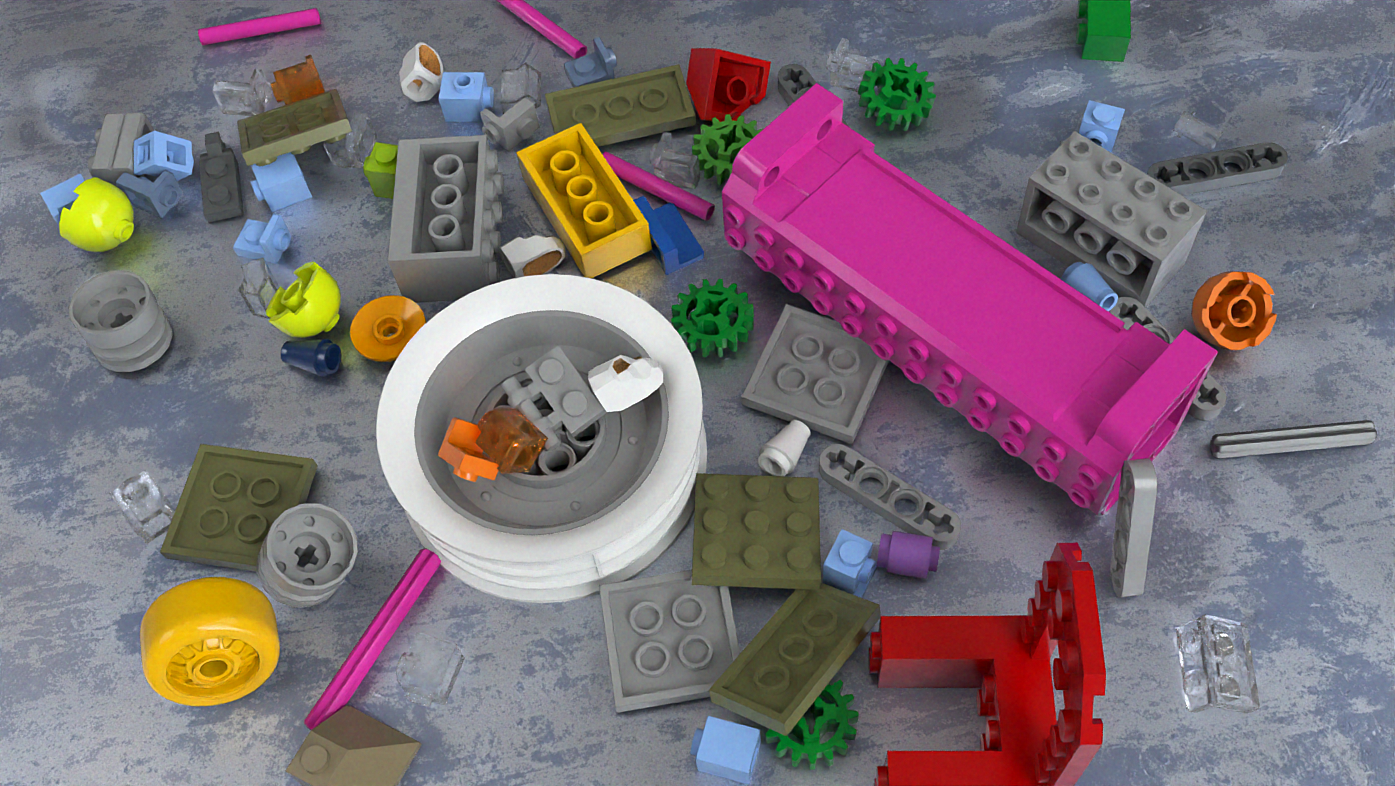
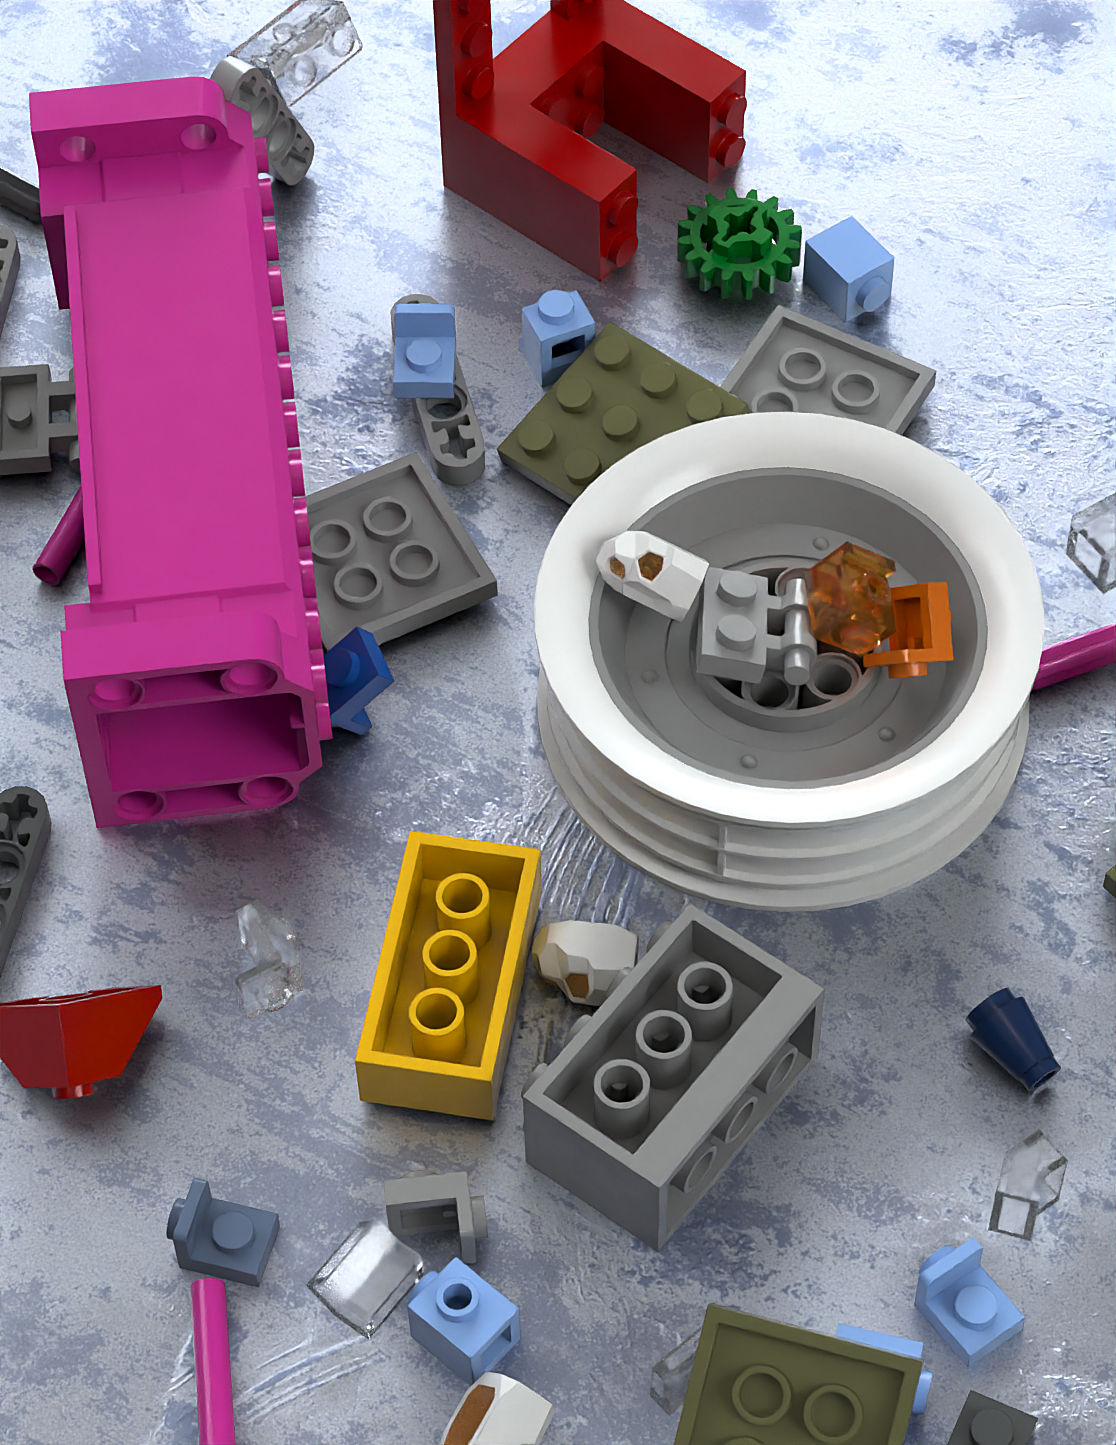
camera: 145 degrees left, 5 degrees down
(307, 304) = (978, 1094): neon yellow cylinder -> none
(378, 320) = (881, 971): light orange dish -> none
(381, 169) = (687, 1254): lime brick -> none
(625, 106) = (252, 1120): olive plate -> none
(660, 187) = (318, 961): dark pink piece -> none
(670, 237) = (369, 872): blue panel -> none
(712, 317) = (435, 706): green gear -> none
(720, 145) = (168, 923): bright green gear -> none
(756, 286) = (355, 678): none -> blue bracket
(783, 451) = (502, 501): white cone -> none
(795, 656) = (708, 268): olive plate -> none
(903, 489) = (424, 351): none -> light blue bracket
(908, 554) = (485, 312): medium lavender brick -> none

